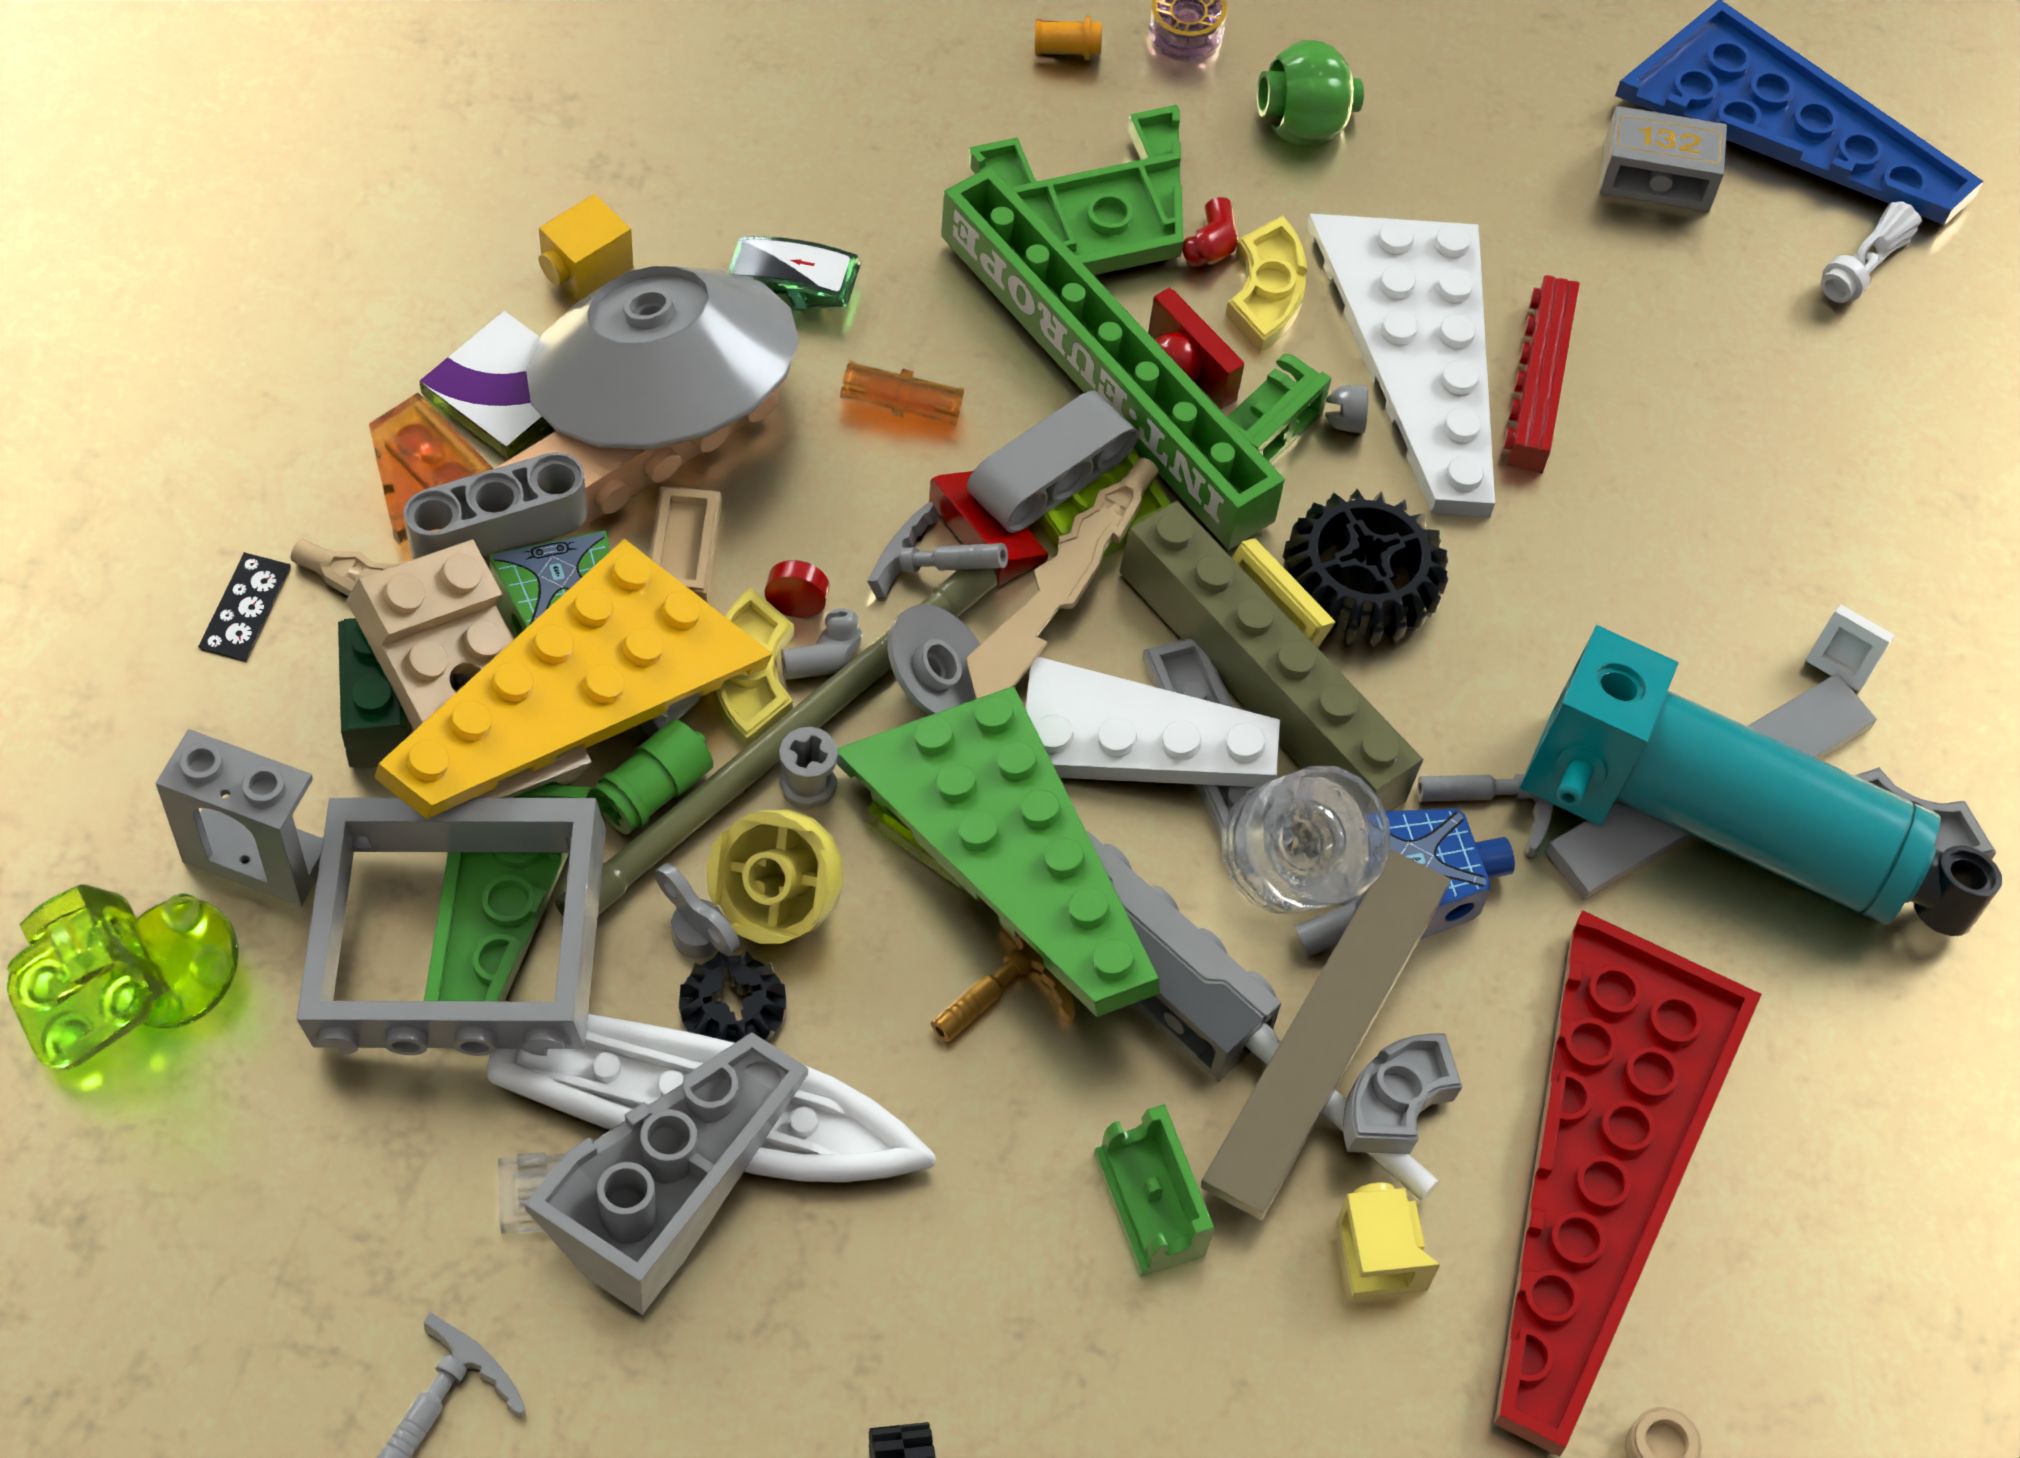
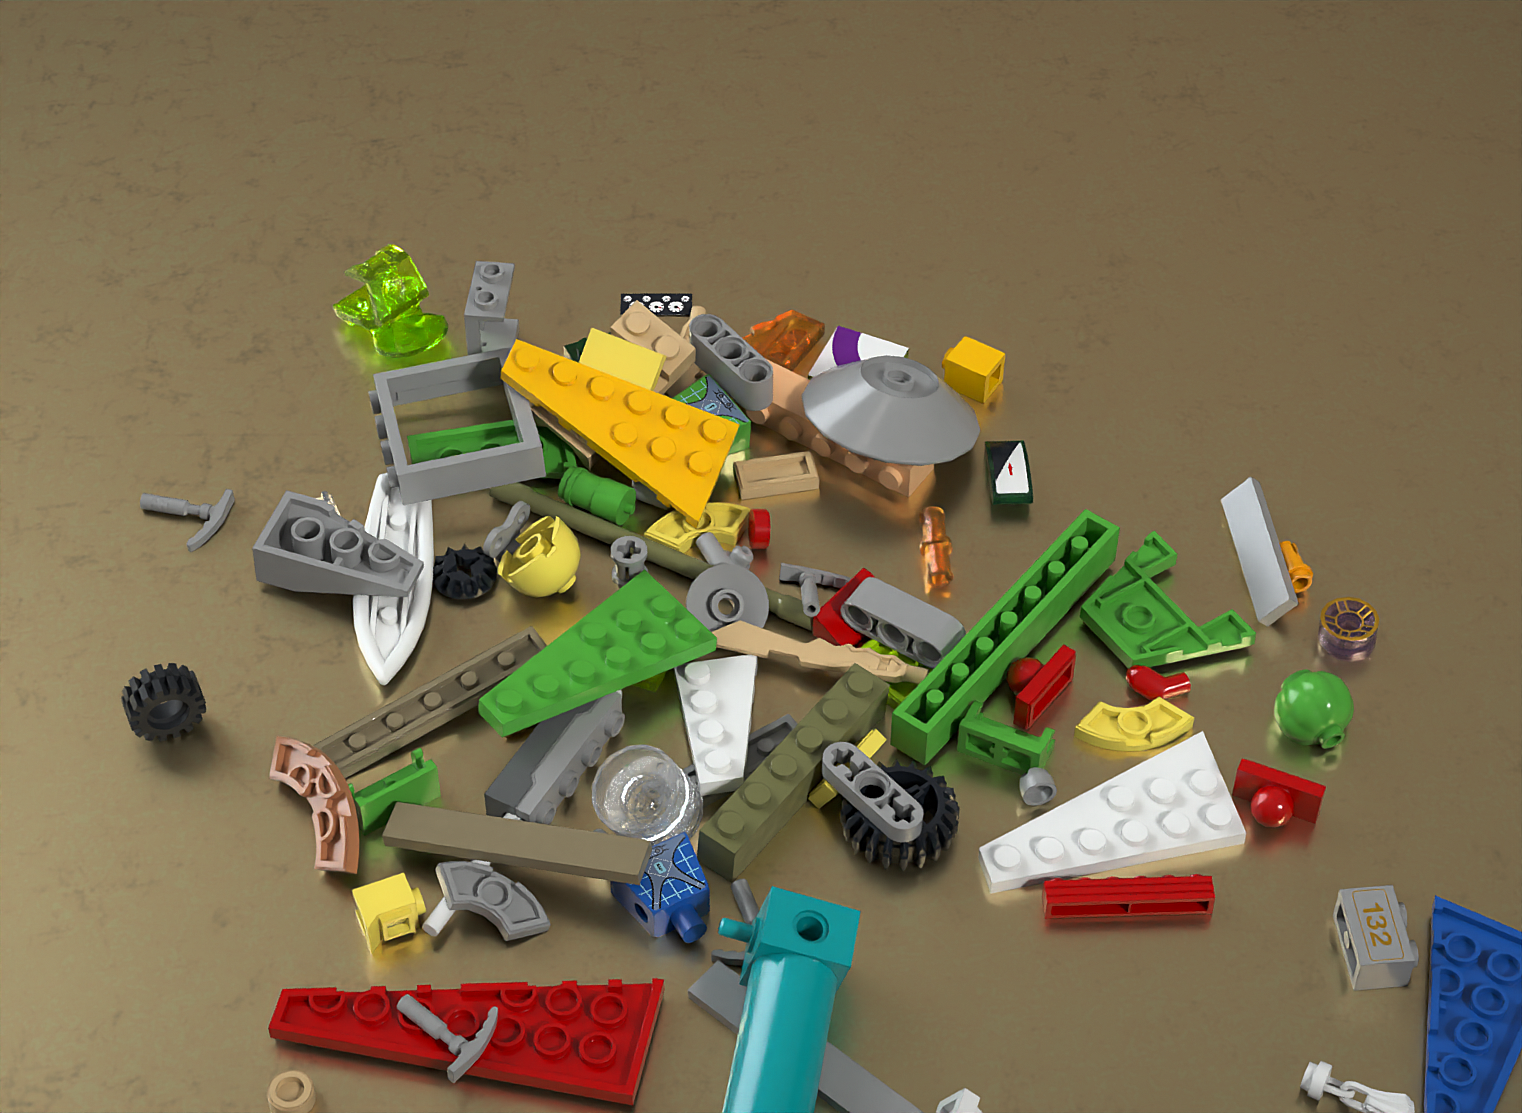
camera: 80 degrees right, 10 degrees down
(457, 641) = (622, 359): none -> light yellow tile
(1003, 1103) = (428, 705): none -> dark tan tile
(1035, 57) = (1259, 552): none -> light grey tile
(1158, 1276) = (328, 793): none -> nougat tile
(1346, 593) = (876, 809): none -> light grey beam
(1434, 174) = (1277, 794): none -> red tile
(1666, 1179) = (458, 1045): none -> light grey piece

